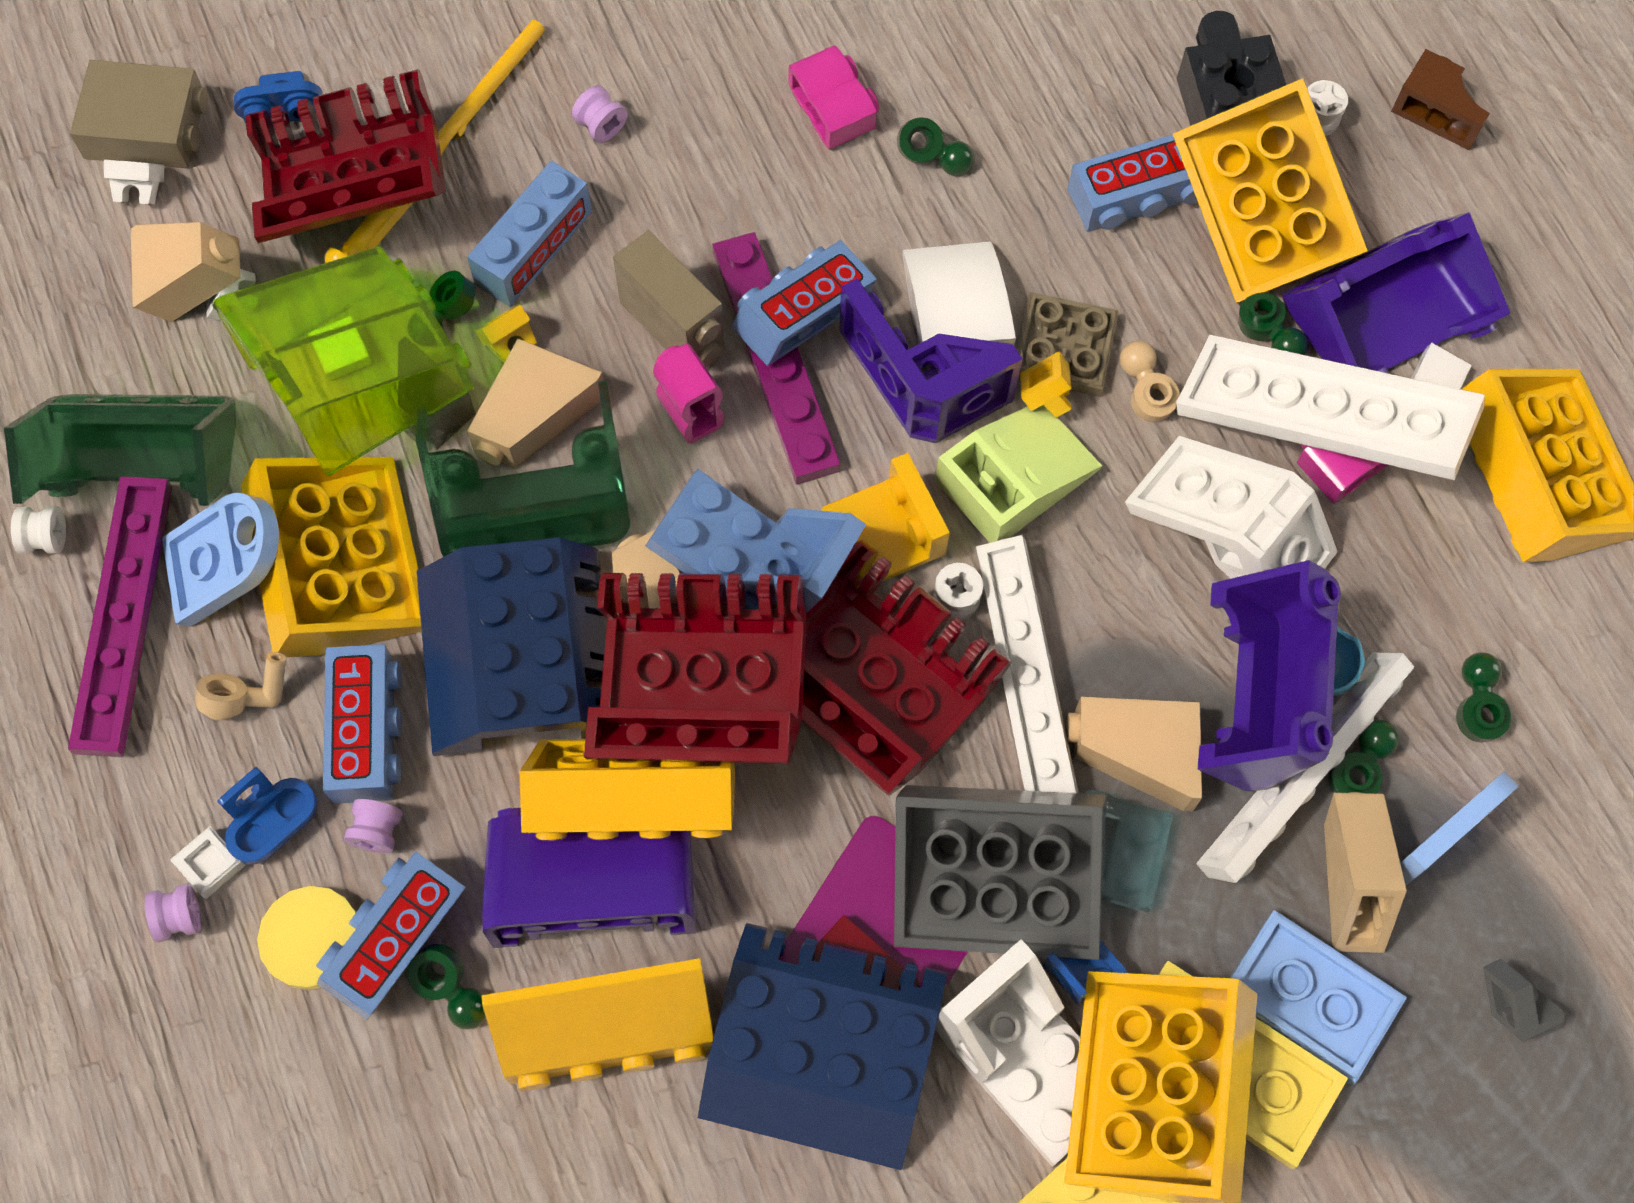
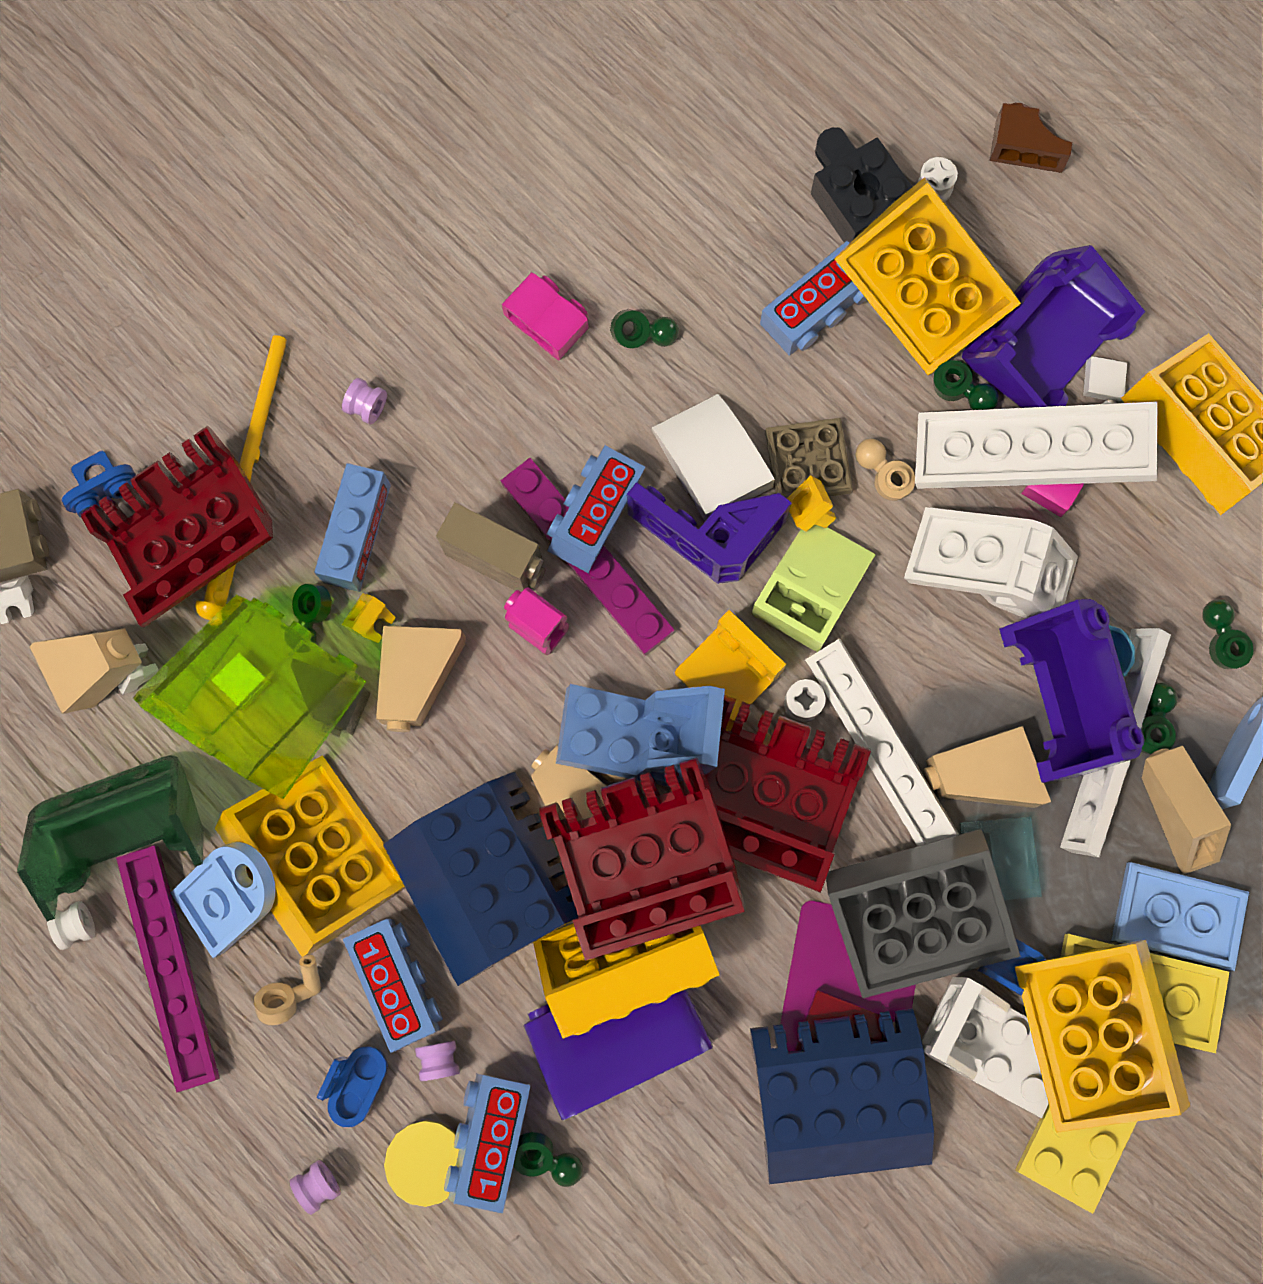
camera: 15 degrees left, 10 degrees up
(207, 862) = (320, 1136): white tile -> none
(565, 502) = (447, 758): clear green windscreen -> none
(601, 1024) = (676, 1152): yellow slope -> none

